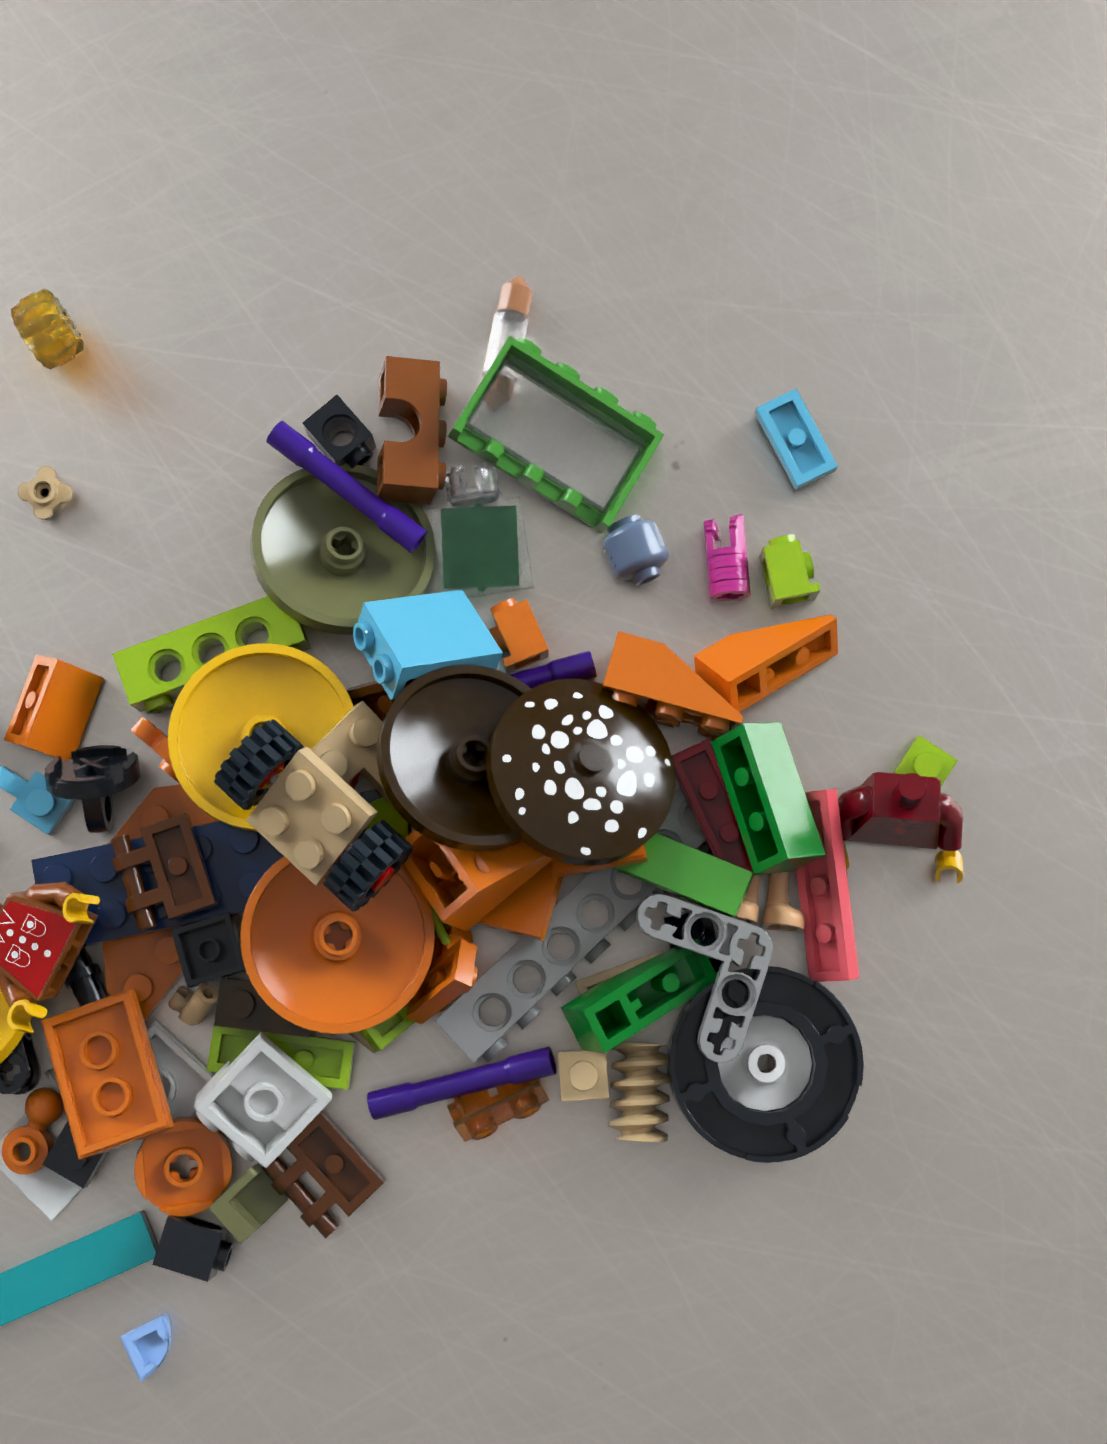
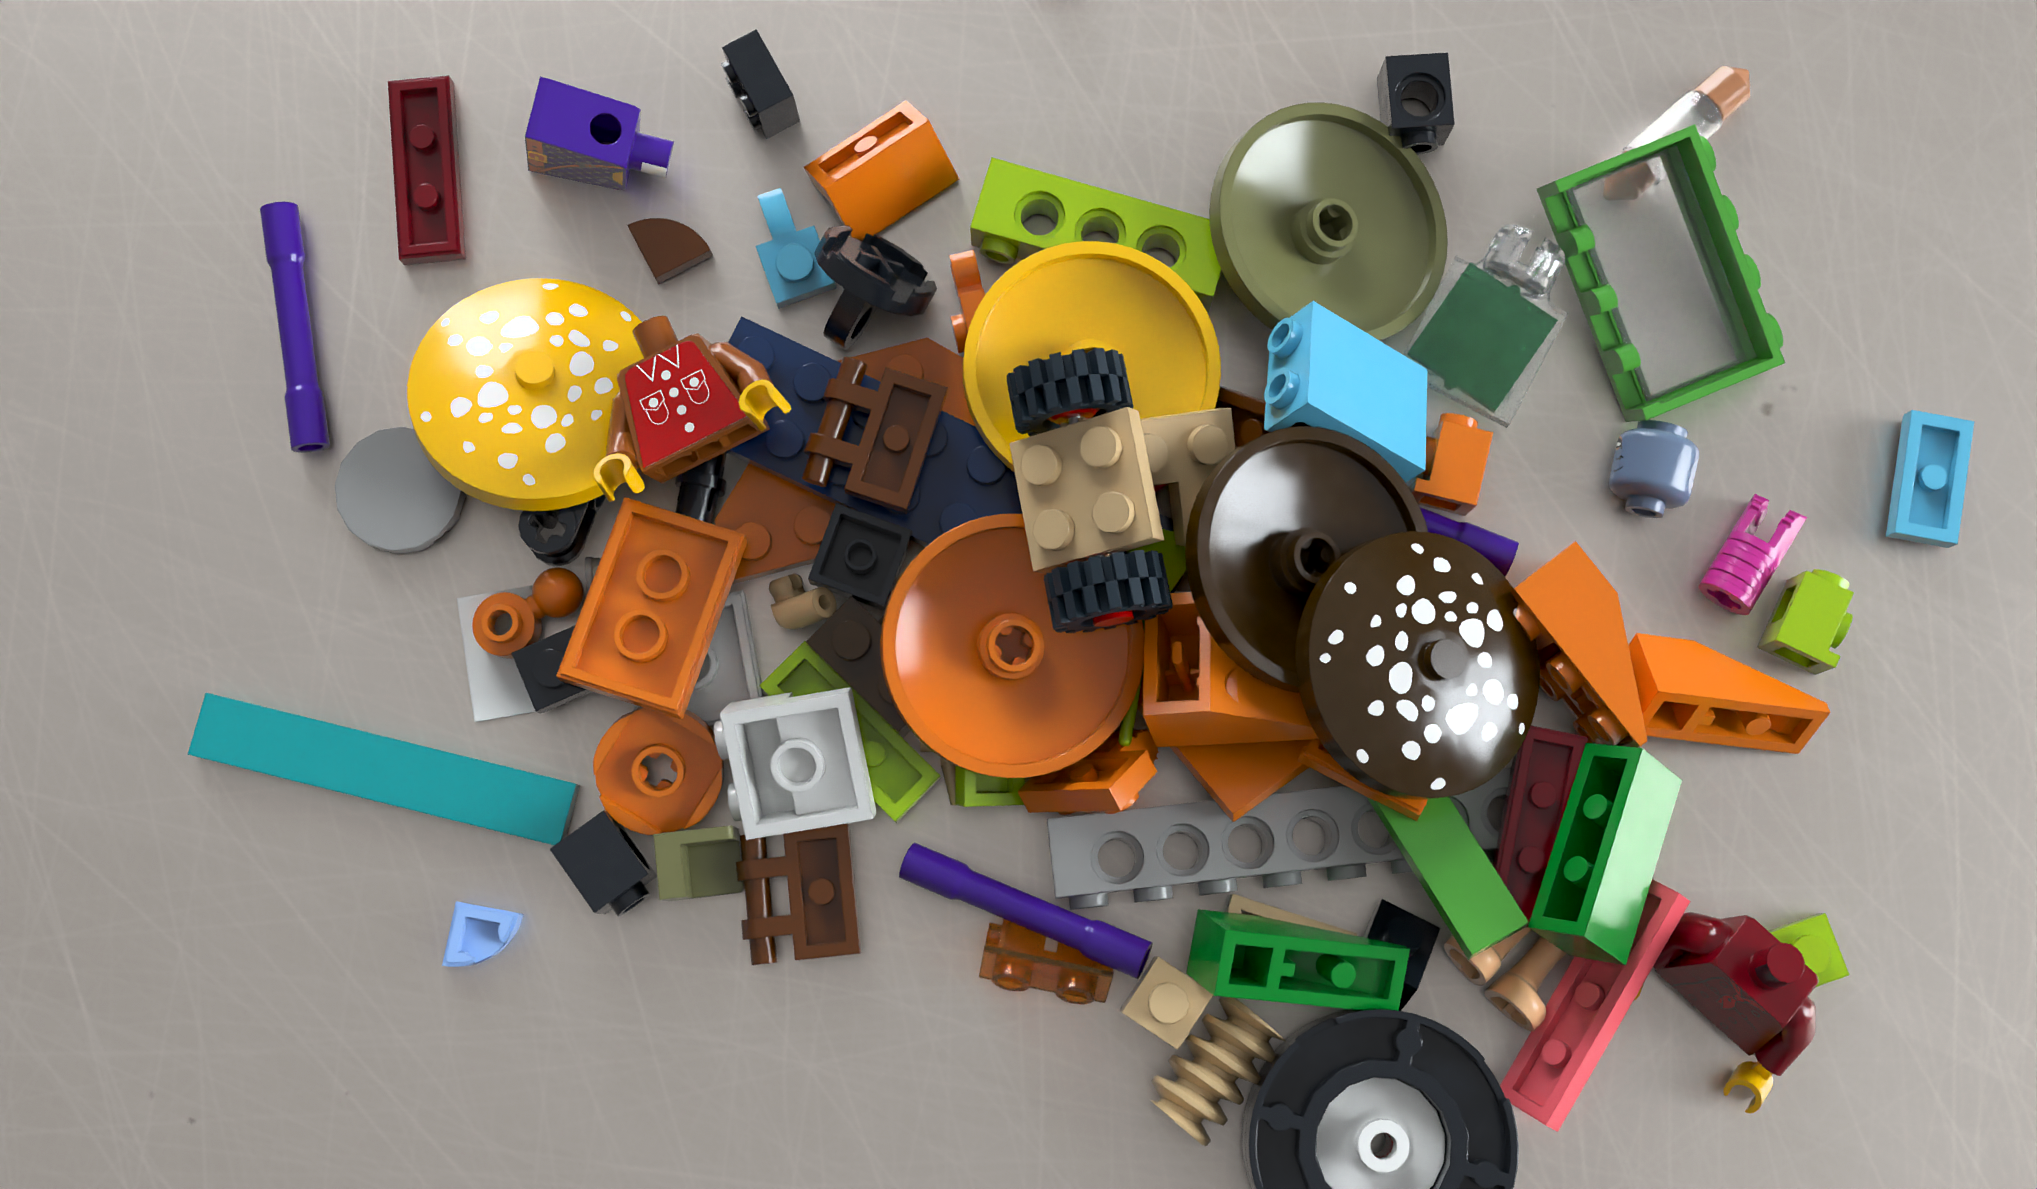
camera: 35 degrees right, 0 degrees up
(305, 455) = (1364, 95): dark purple piece -> none
(413, 394) = (1531, 115): dark orange arch -> none
(722, 949) = (1429, 982): light grey beam -> none

